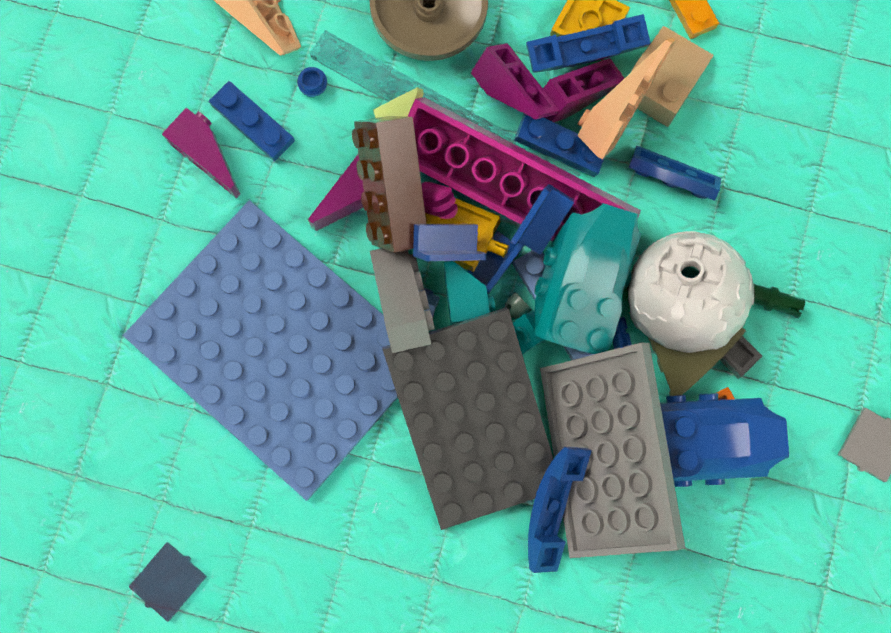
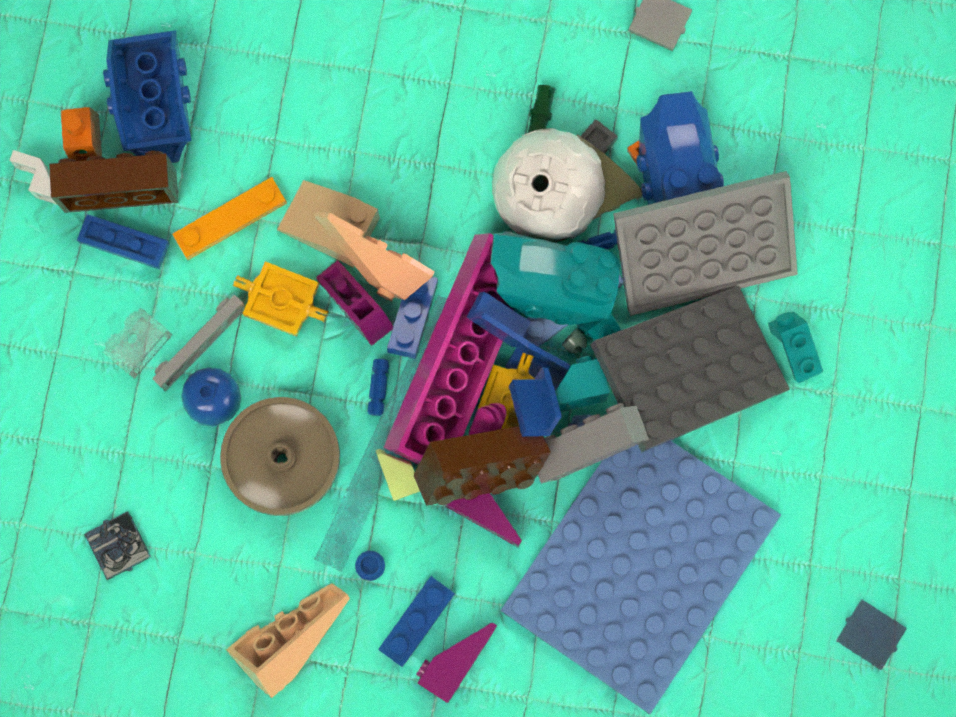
camera: 95 degrees left, 0 degrees up
(488, 106) = (378, 387): none -> blue axle
(488, 544) = (798, 345): none -> teal bracket
(509, 81) = (361, 364): magenta slope -> none
(549, 506) = (788, 297): blue slope -> none
(588, 45) = (313, 296): blue slope -> none
(675, 173) = (429, 207): blue plate -> none

